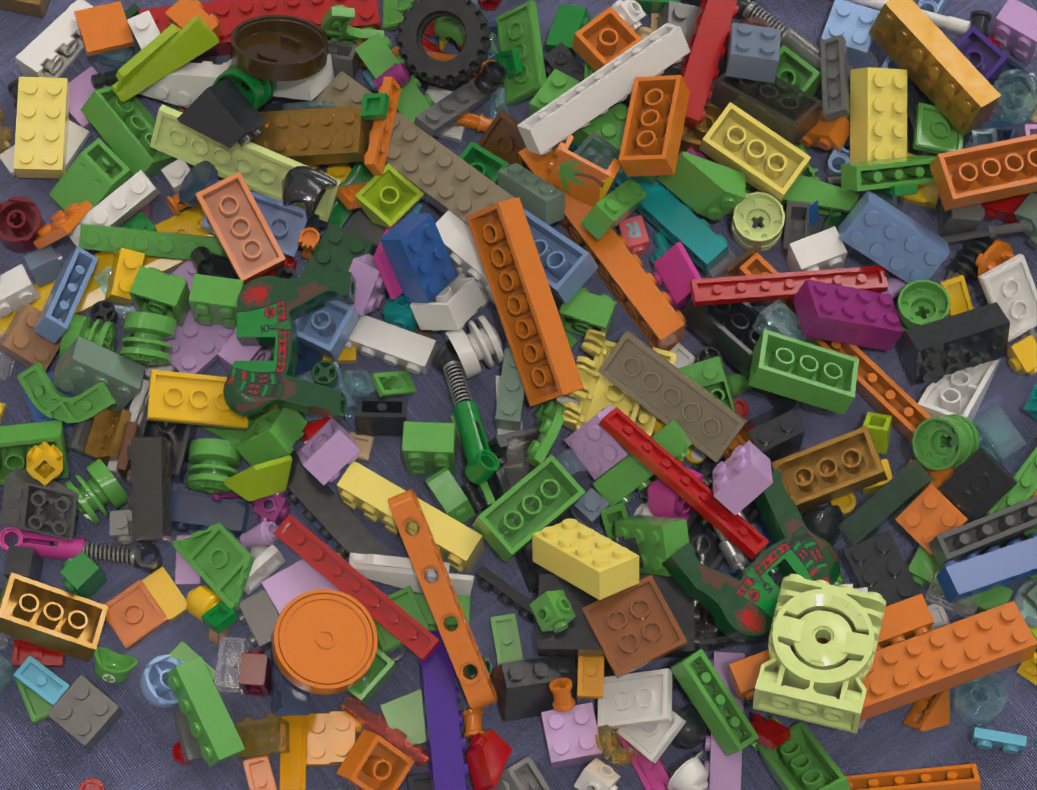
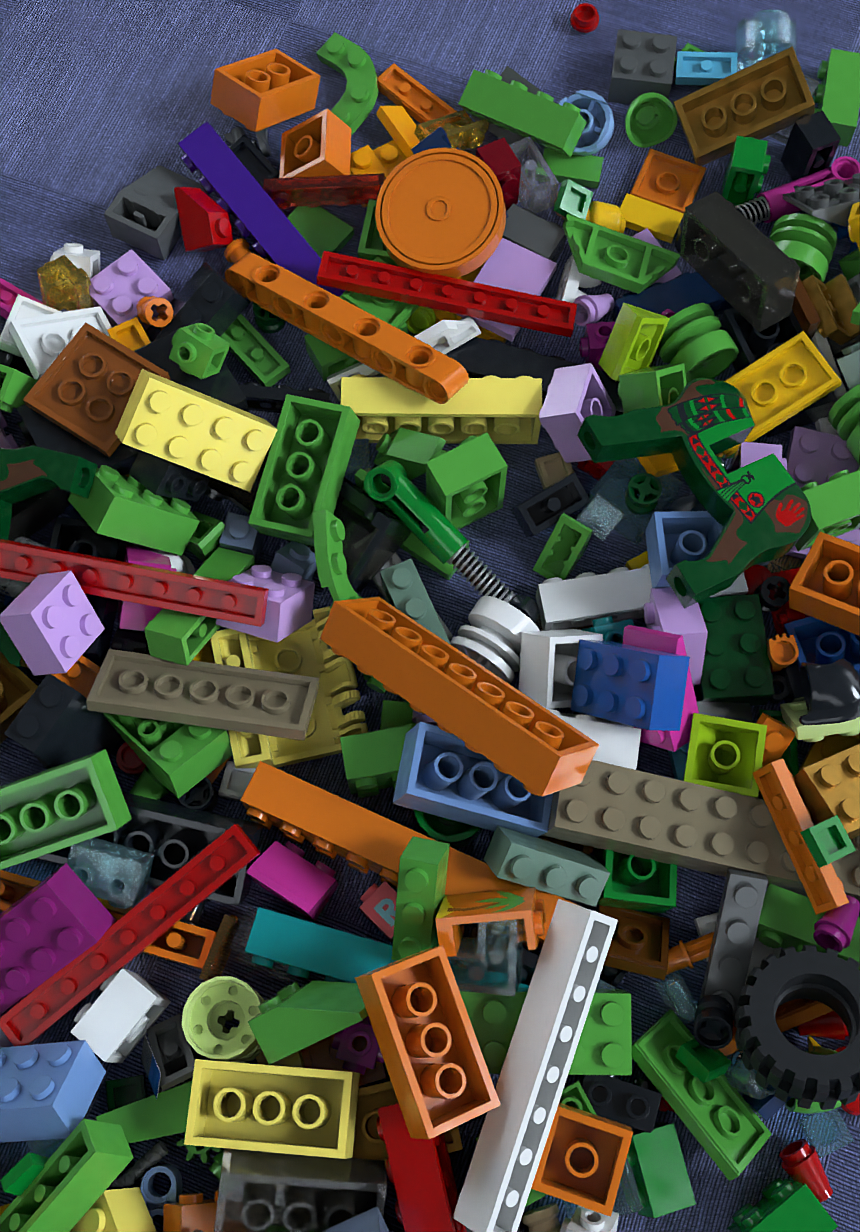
camera: 145 degrees right, 0 degrees up
(662, 246) = (339, 912): teal arm -> none

